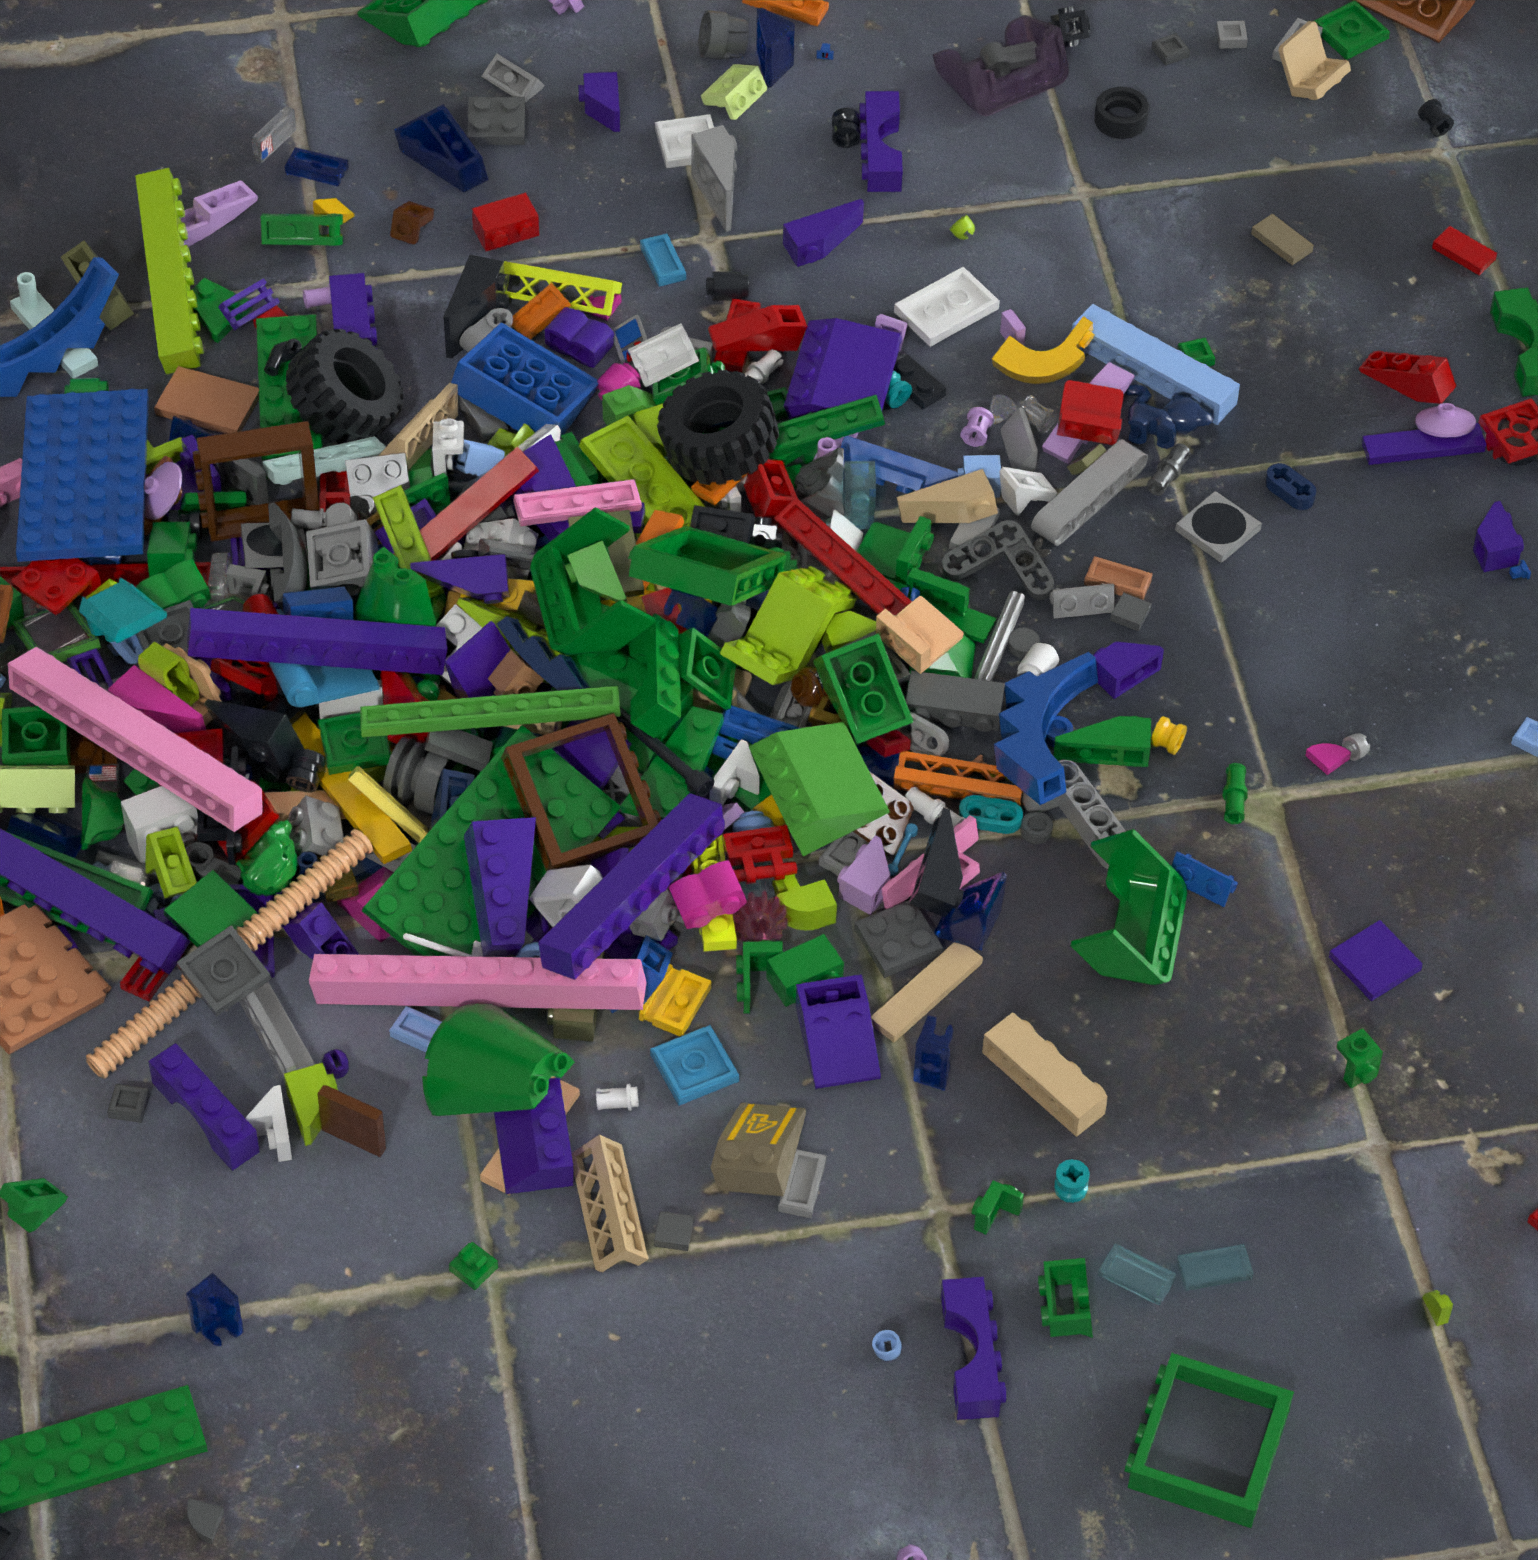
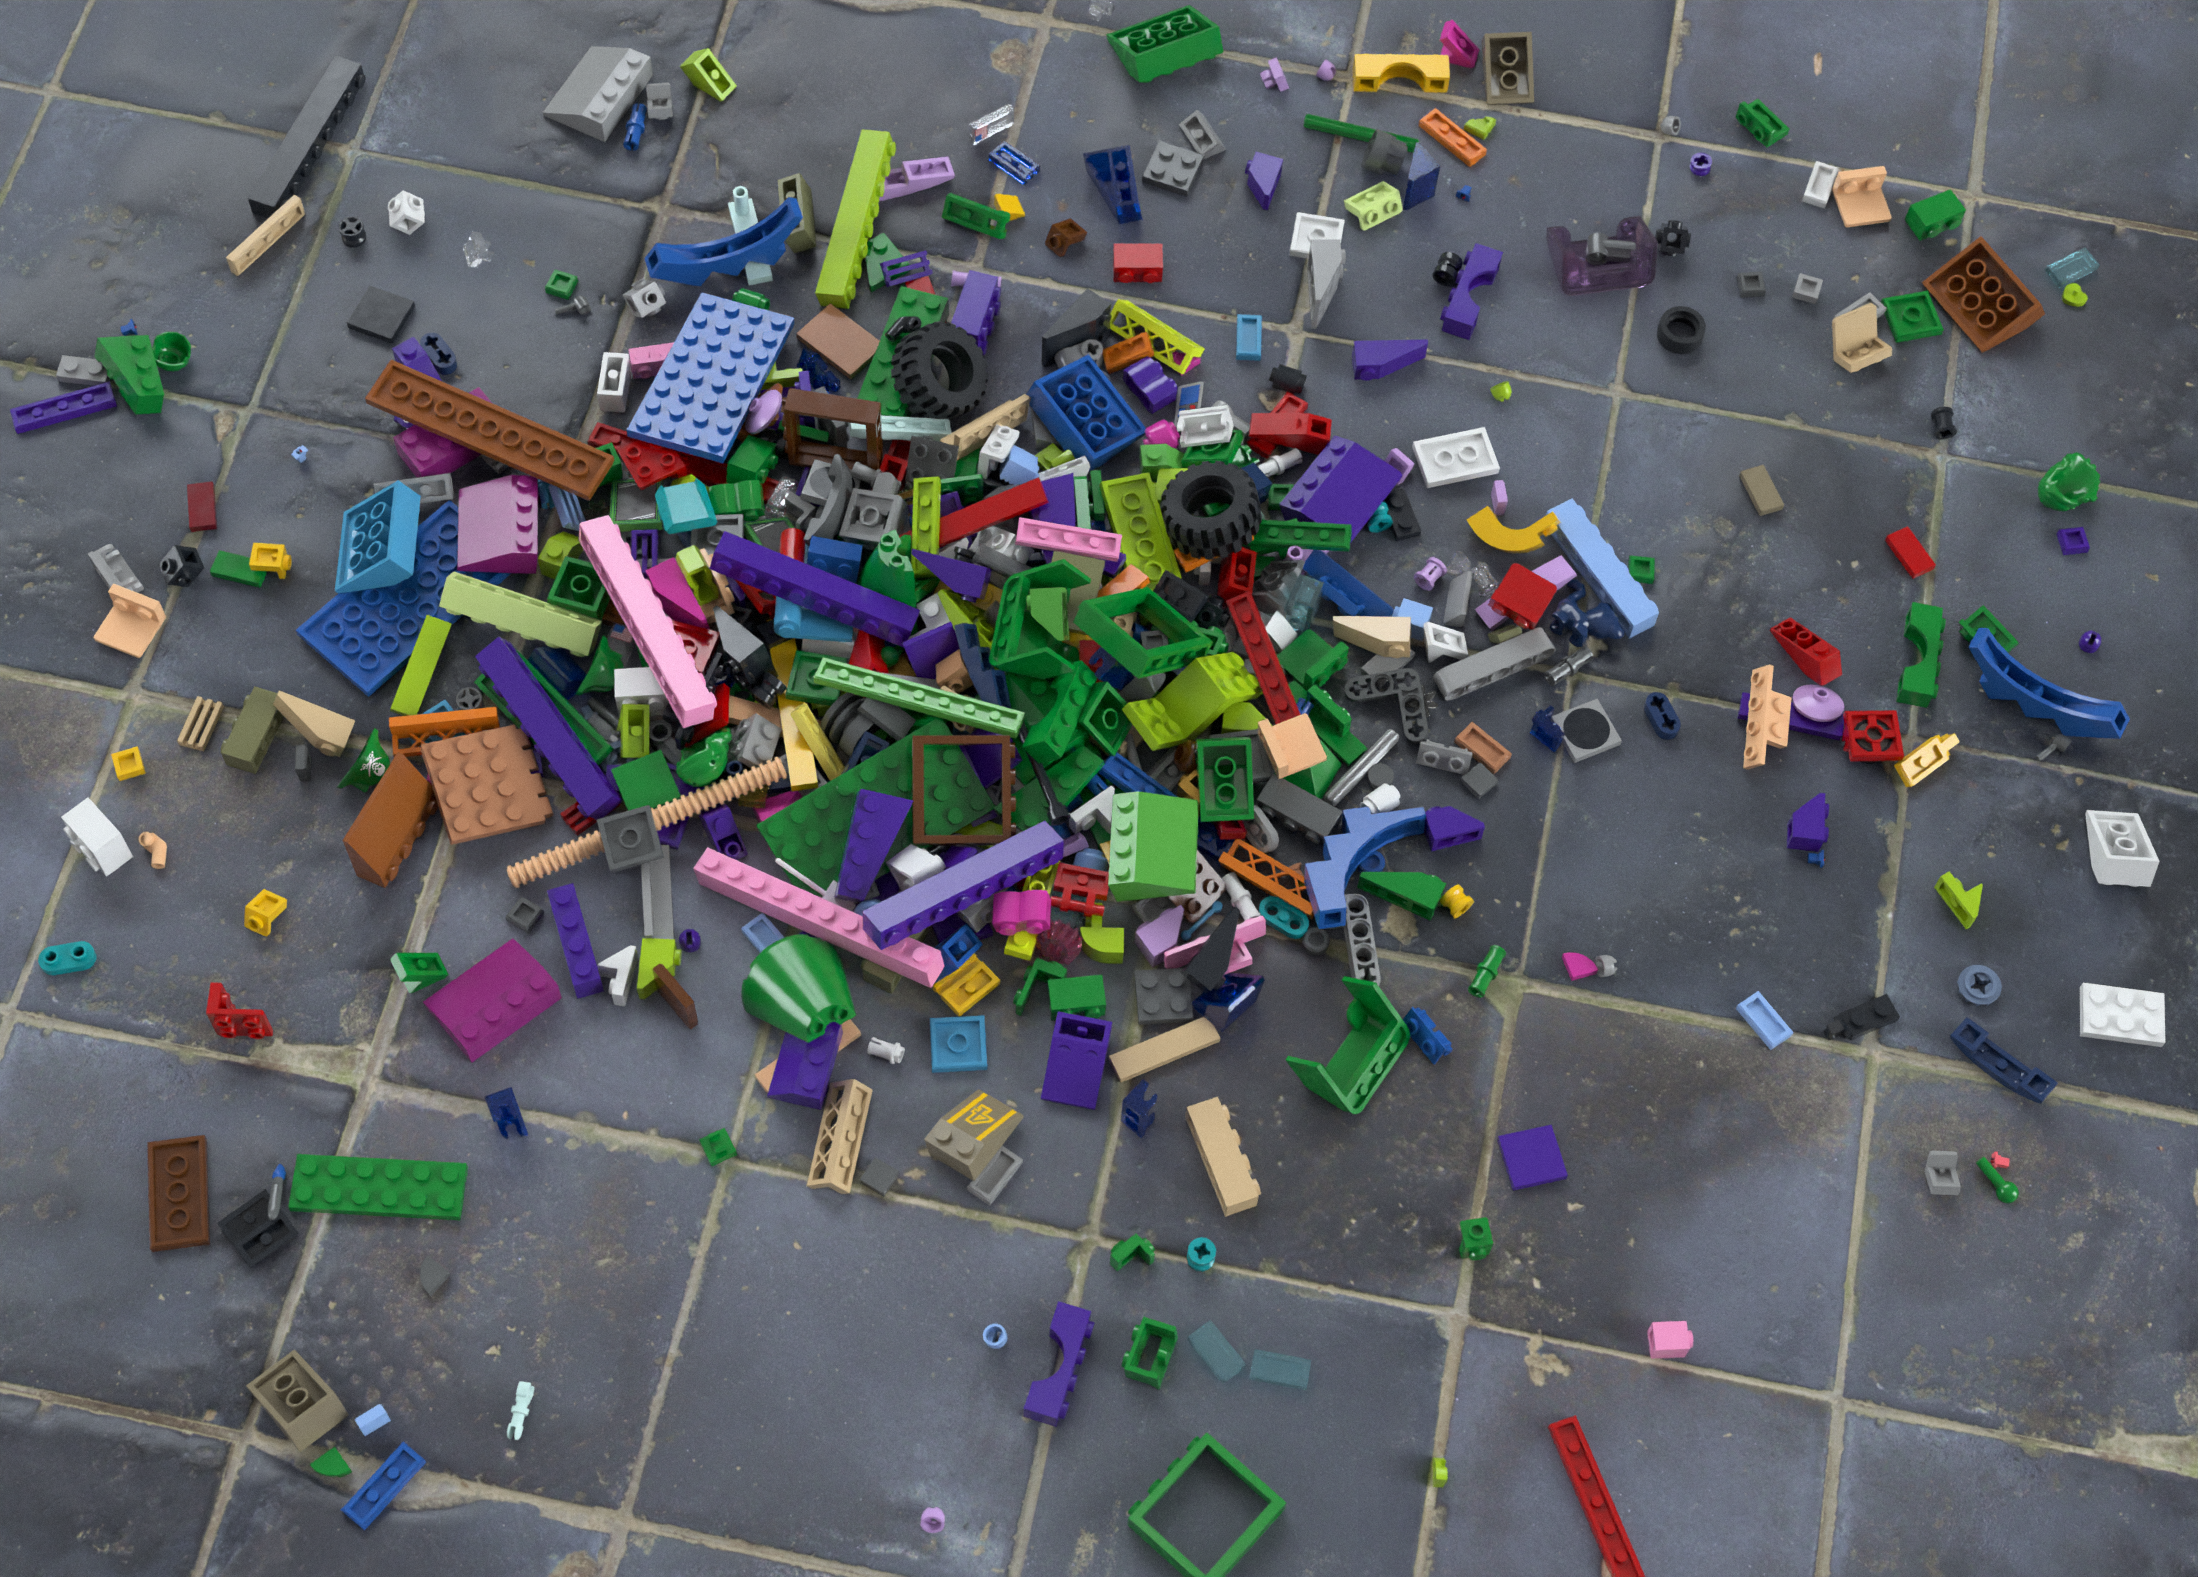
camera: 20 degrees right, 10 degrees up
(136, 1202) = (493, 999): none -> magenta slope
(667, 27) = (1350, 130): none -> green axle
(1178, 538) = (1547, 731): none -> clear blue bracket
(1401, 450) = (1766, 718): none -> light nougat bracket

